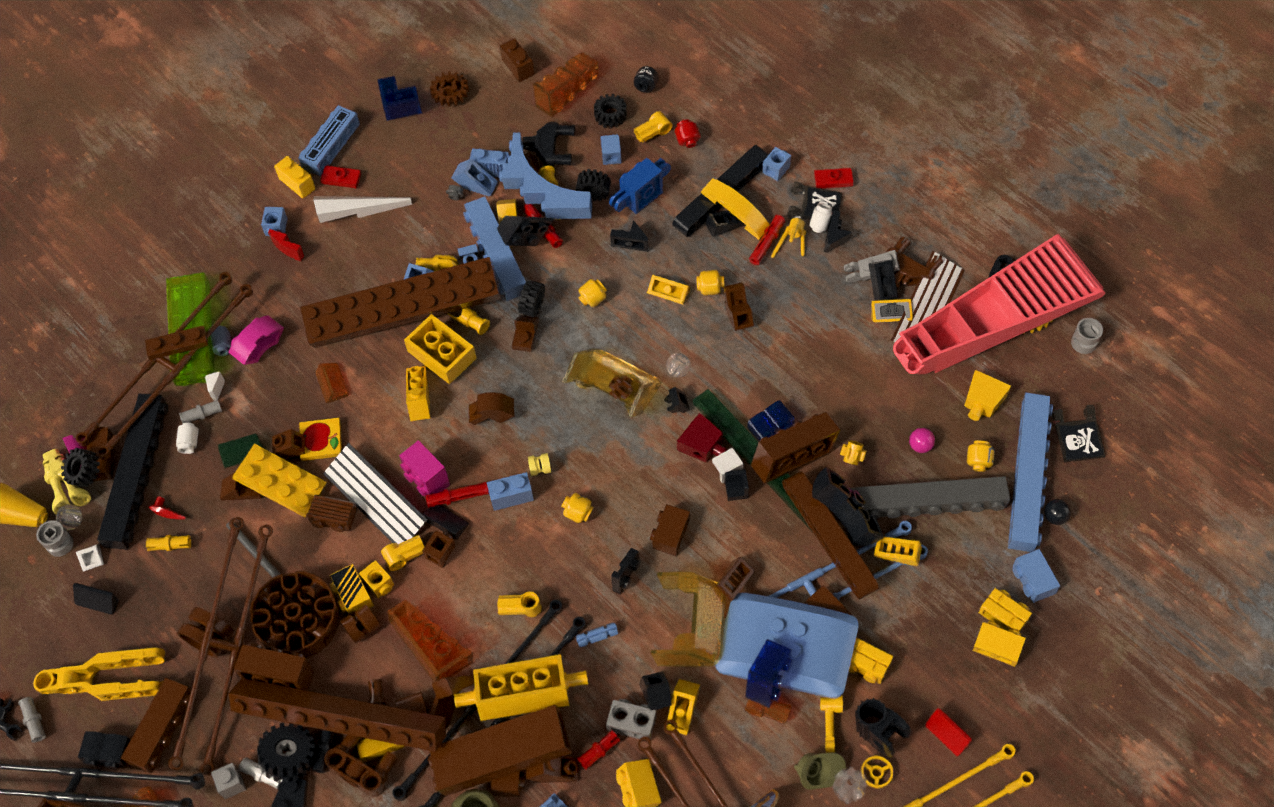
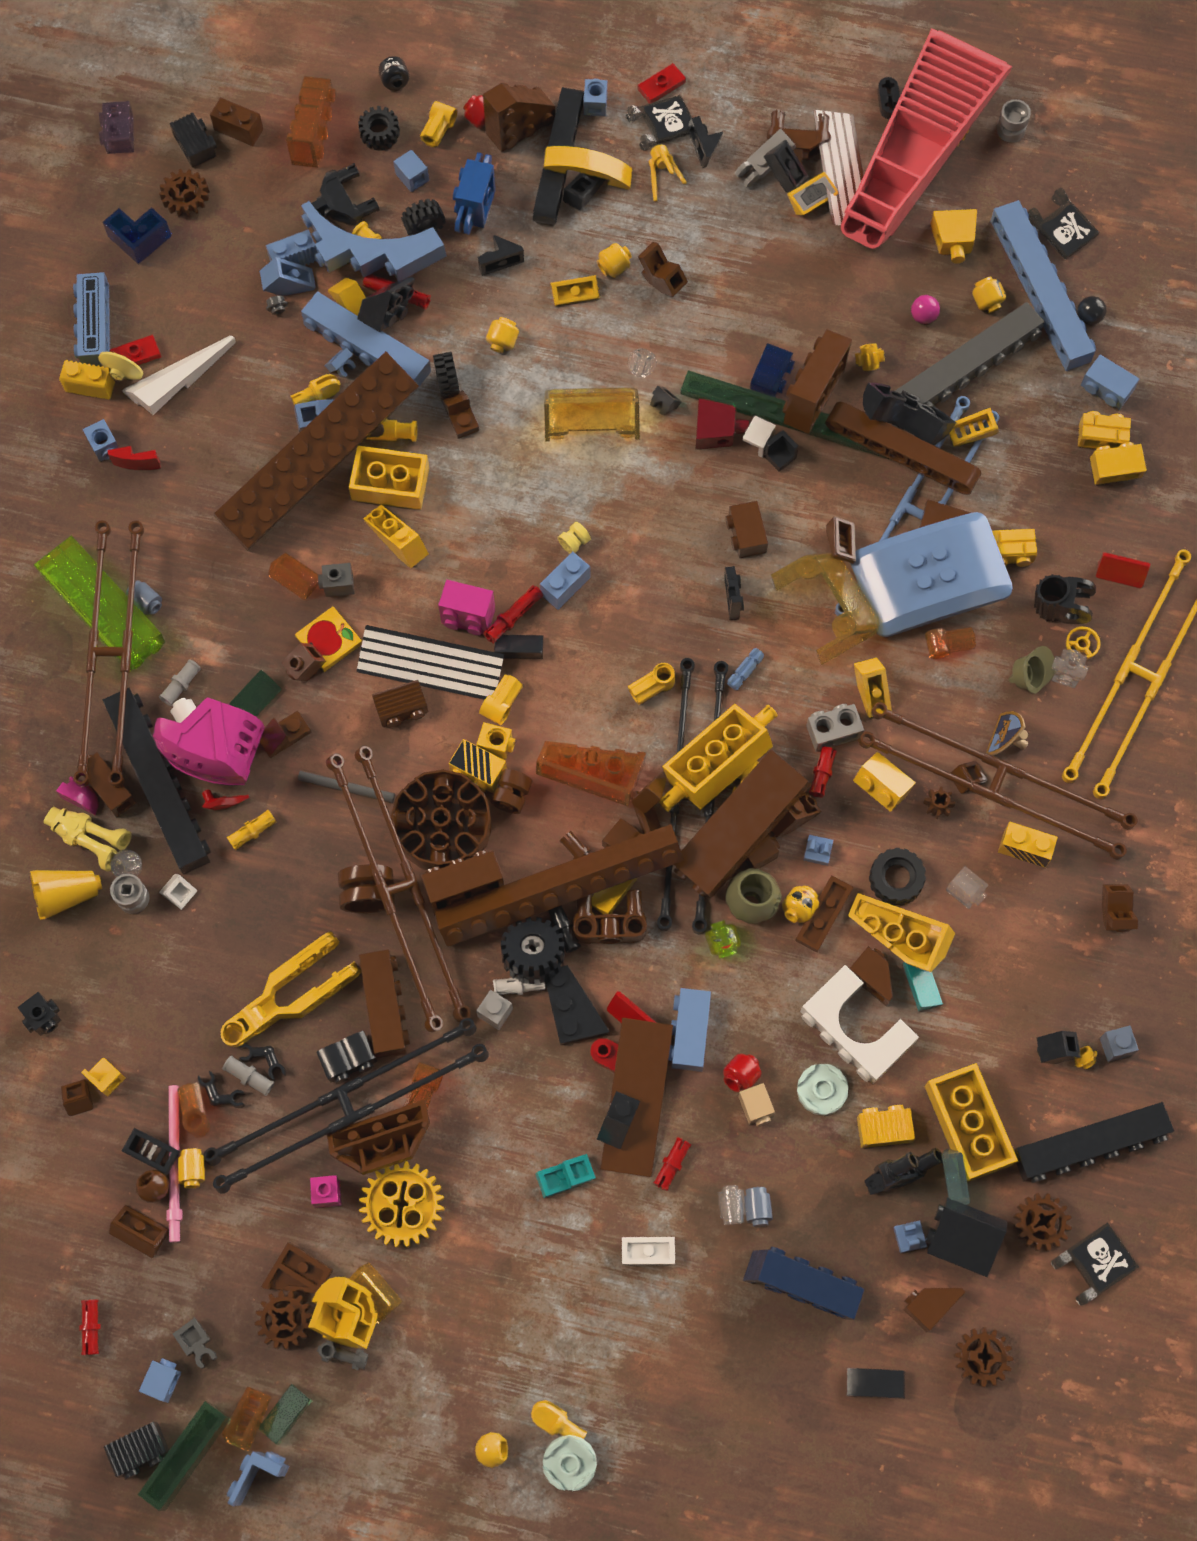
camera: 35 degrees left, 10 degrees up
(57, 717) = (268, 1053): none -> black arm
(73, 474) = (92, 807): black tyre -> none
(95, 598) = (218, 927): black slope -> none
(175, 463) = (211, 742): none -> dark pink piece
(176, 342) = (107, 623): reddish brown plate -> none
(214, 384) = (172, 646): white slope -> none
(255, 340) = (182, 575): dark pink brick -> none
(279, 480) = (323, 702): yellow plate -> none
(318, 179) = (120, 366): none -> light yellow dish
(353, 400) = (336, 579): none -> dark grey brick
(437, 541) = (535, 685): reddish brown brick -> none
(438, 26) = (117, 126): none -> brick
(480, 58) = (193, 140): none -> black brick
(493, 406) = (483, 507): reddish brown brick -> none
(577, 508) = (642, 559): yellow head -> none
(620, 387) = (602, 415): reddish brown gear -> none
(656, 690) = (843, 685): black slope -> none
(708, 144) = (515, 113): none -> reddish brown brick
(767, 673) = (940, 608): clear blue brick -> none
(770, 233) = (639, 175): red pin -> none
(821, 218) = (681, 132): white brick -> none
(830, 707) = (1005, 608): yellow brick -> none

